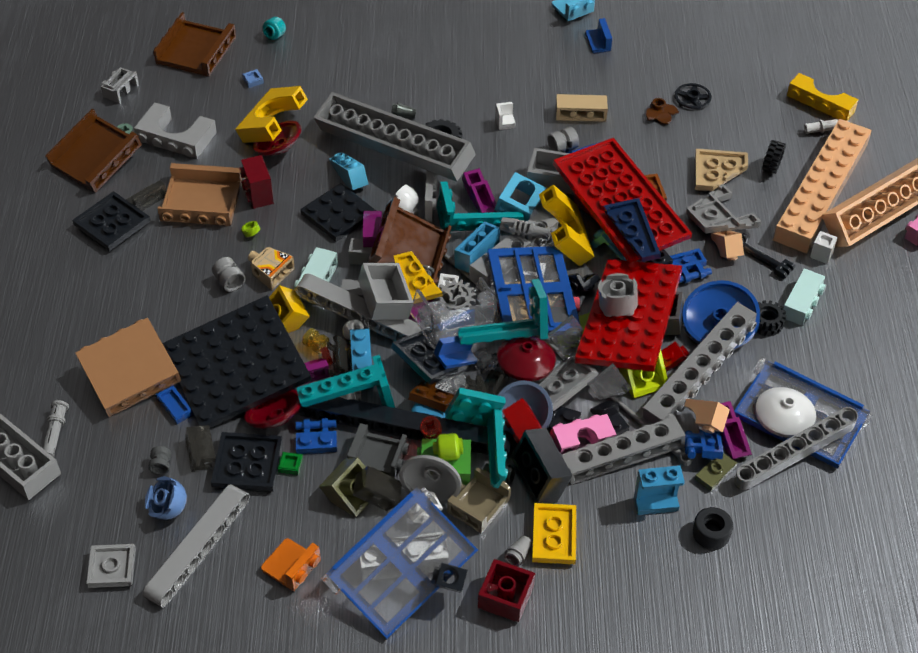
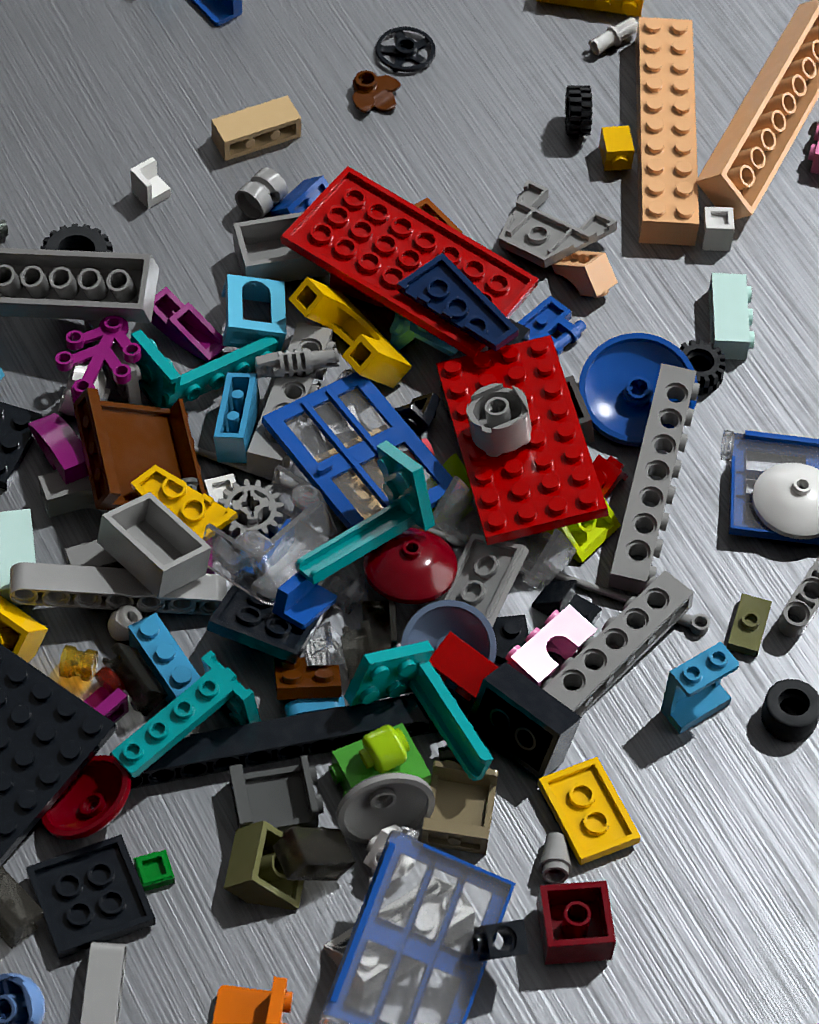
camera: 30 degrees left, 5 degrees up
(316, 442) = (171, 821): blue plate -> none
(431, 177) = (110, 331): none -> magenta plant
(433, 431) = (338, 736): clear red wheel -> none
(705, 443) = (724, 593): blue plate -> none
(709, 414) = (708, 548): light nougat arch -> none
(717, 167) = (504, 155): tan plate -> none
(733, 436) = (738, 558): magenta slope -> none
(782, 269) = (678, 281): black hinge -> none
(787, 184) = (616, 148): none -> yellow brick

